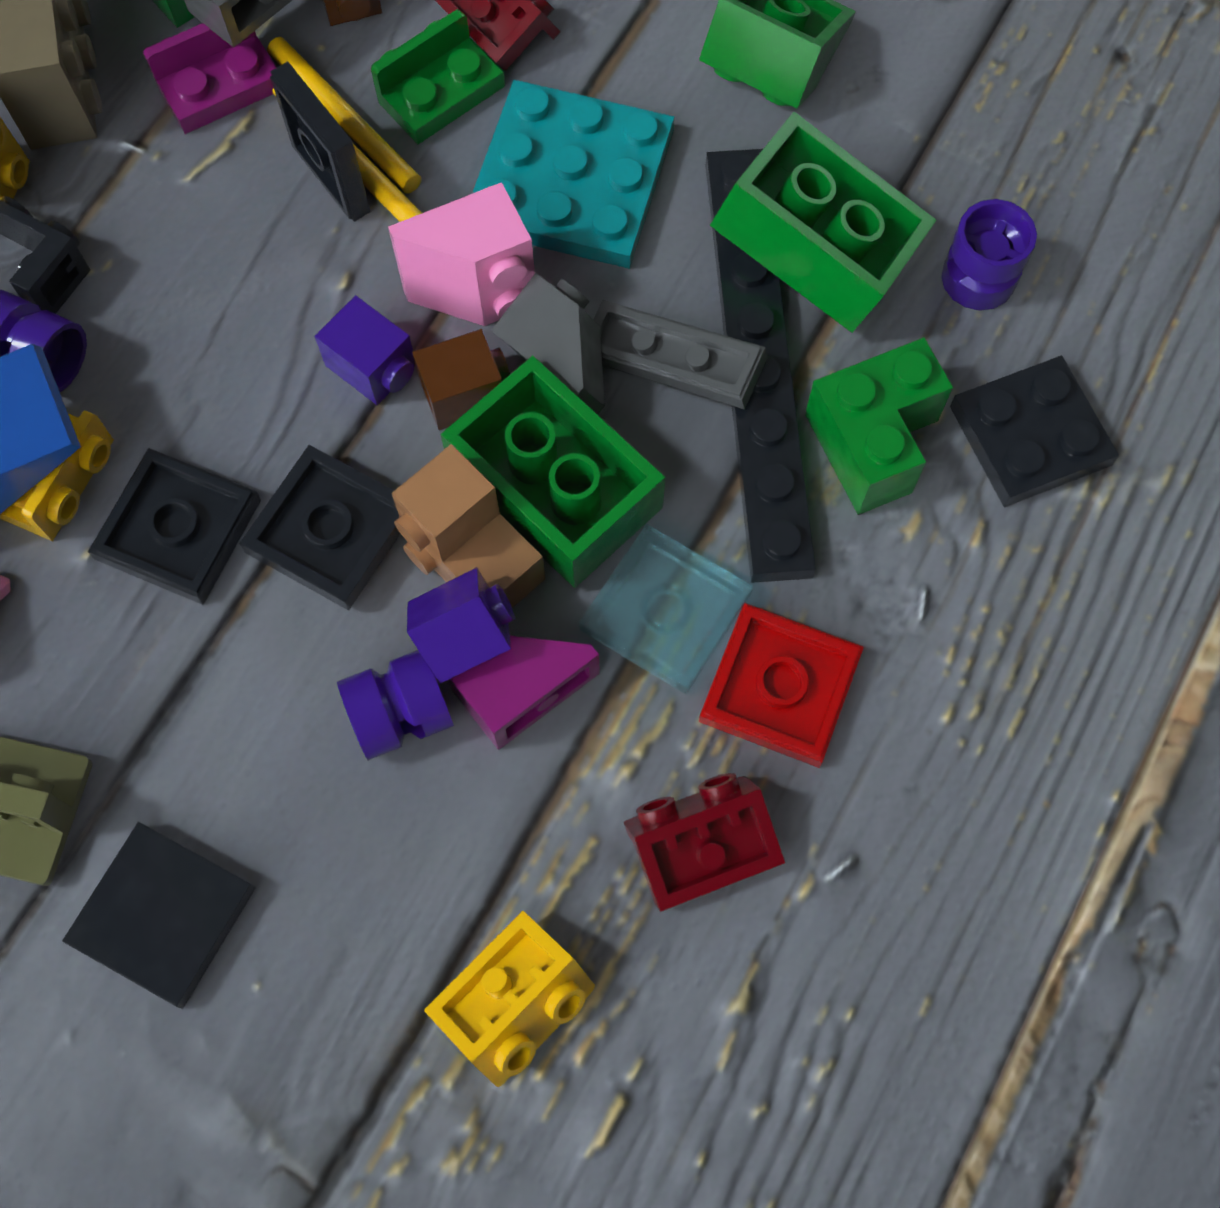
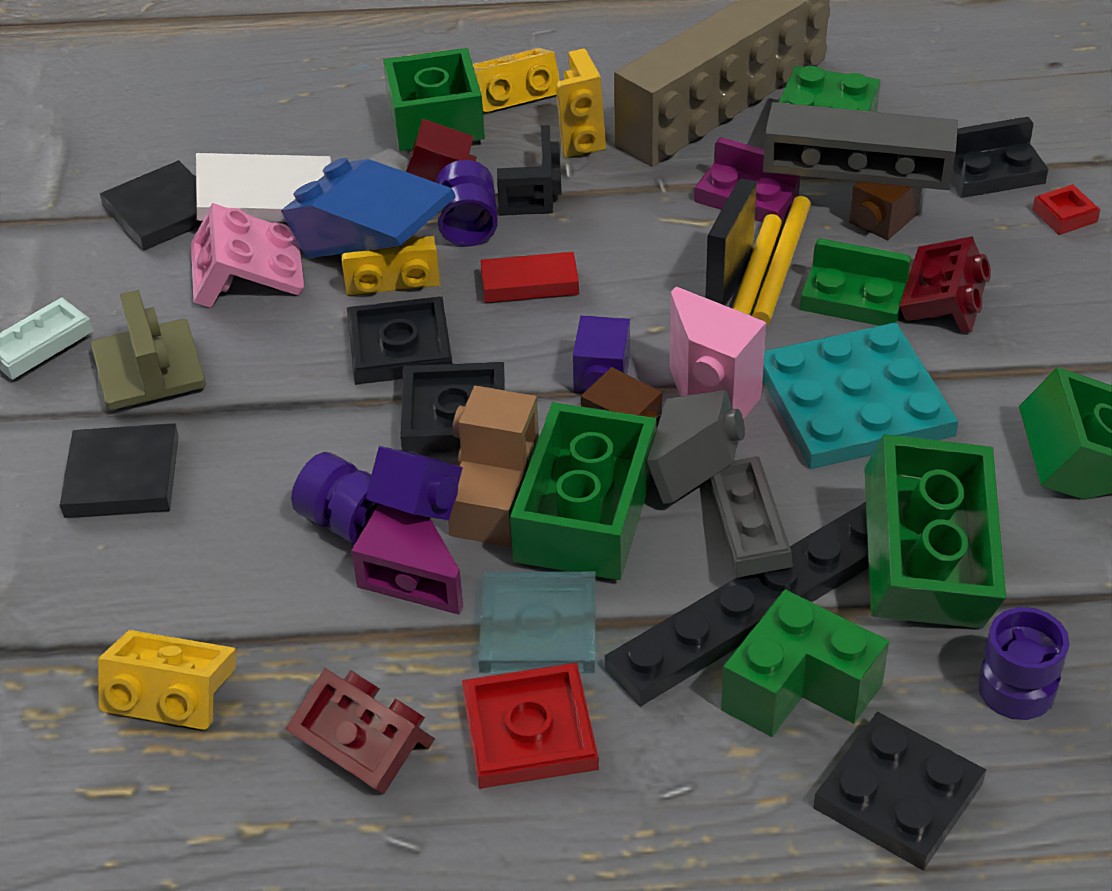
camera: 60 degrees right, 25 degrees down
(181, 349) = (529, 277): none -> red tile

